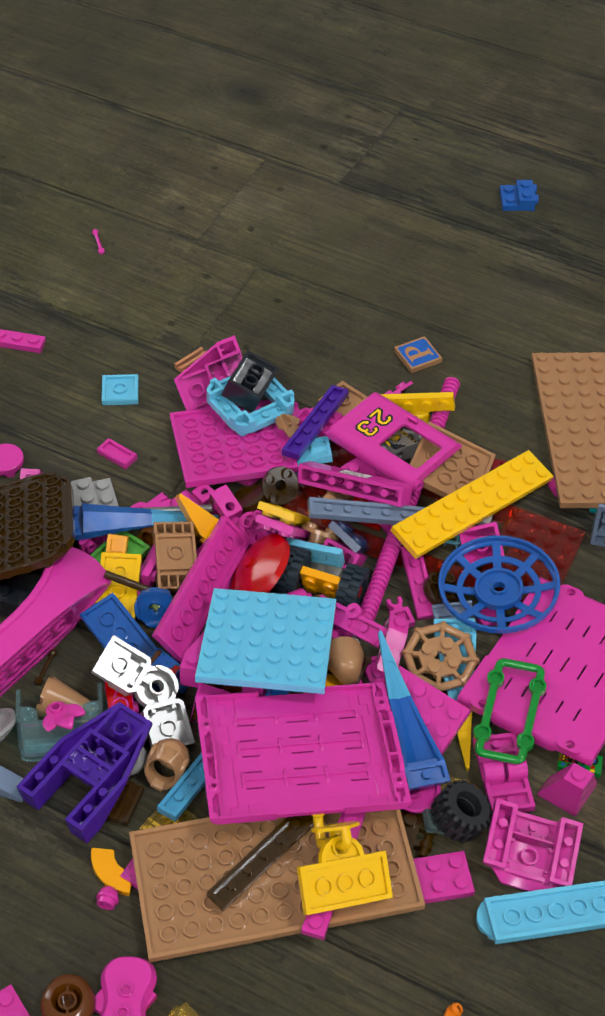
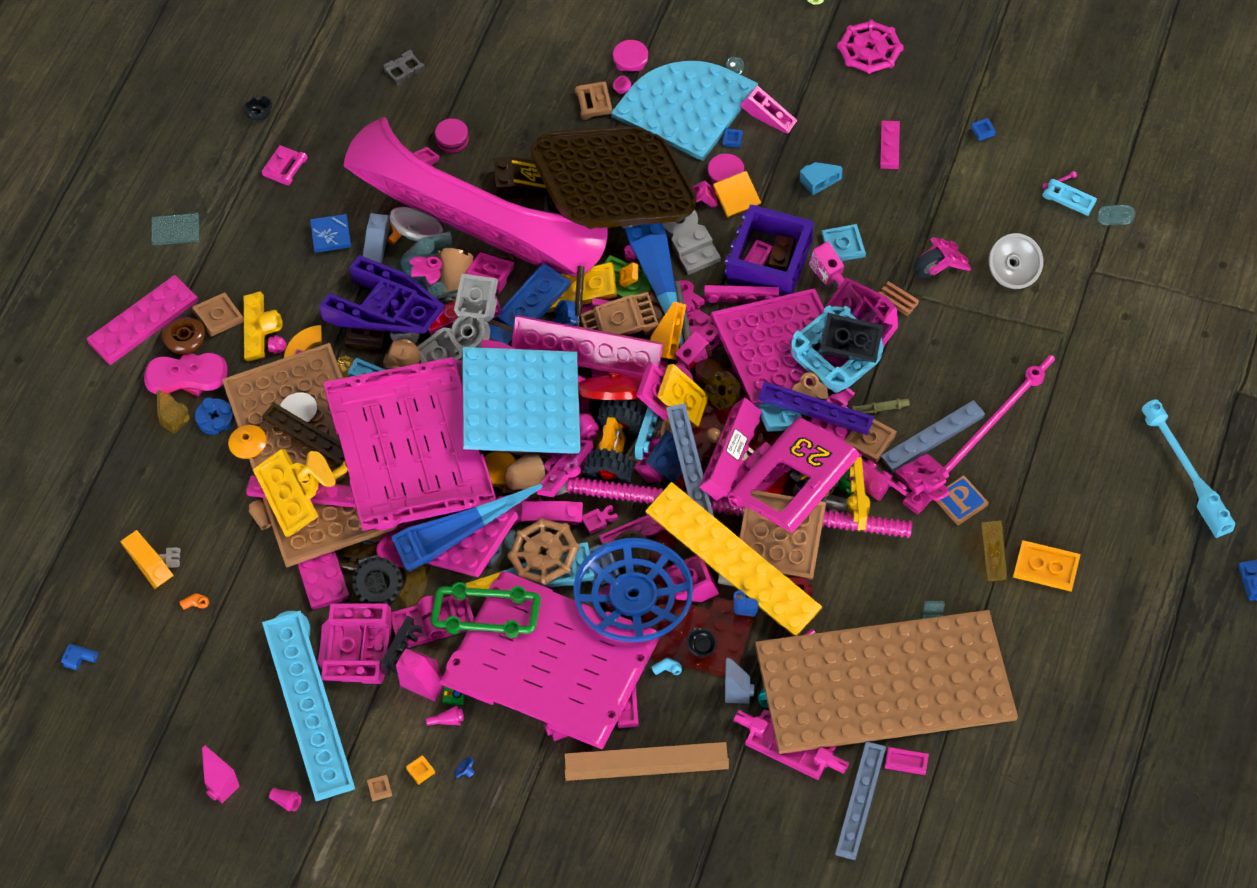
camera: 85 degrees right, 10 degrees up
(26, 276) = (983, 129): none -> blue plate
(39, 392) = (819, 176): none -> dark azure slope
(39, 453) = (736, 194): none -> light orange tile
(43, 962) = (218, 314): none -> medium nougat plate
(72, 669) = (491, 267): none -> dark pink plate
(73, 916) = (258, 325): none -> yellow plate
(111, 454) = (771, 222): none -> dark purple window
(119, 434) = (781, 252): none -> reddish brown plate
(120, 235) = (1069, 197): none -> medium azure plate
(148, 212) = (1116, 215): none -> clear light blue plate
(148, 397) = (827, 265): none -> dark pink torso
(159, 471) = (739, 294): none -> dark pink plate
(168, 323) = (940, 257): none -> plate
(182, 274) = (1027, 261): none -> light grey dish
(197, 991) = (214, 406): none -> blue plate
(211, 869) = (301, 405): none -> white piece
(252, 943) = (247, 448): none -> light orange dish
(309, 390) = (882, 406): none -> olive piece
(343, 935) = (259, 513): none -> medium nougat cone
(347, 360) = (932, 436): none -> sand blue plate
(399, 372) = (919, 501): none -> dark pink bar
(401, 364) = (931, 481): none -> dark pink plate
(450, 210) = (1209, 501): none -> medium azure bar
(470, 337) = (994, 550): none -> clear yellow slope
(492, 311) = (1046, 565): none -> light orange plate
(519, 506) = (743, 605): none -> blue piece
(531, 388) = (933, 609): none -> clear light blue bracket
(543, 797) = (399, 645): none -> black plate
(558, 543) = (701, 642): none -> black hair
(571, 577) = (669, 665): none -> medium azure arm

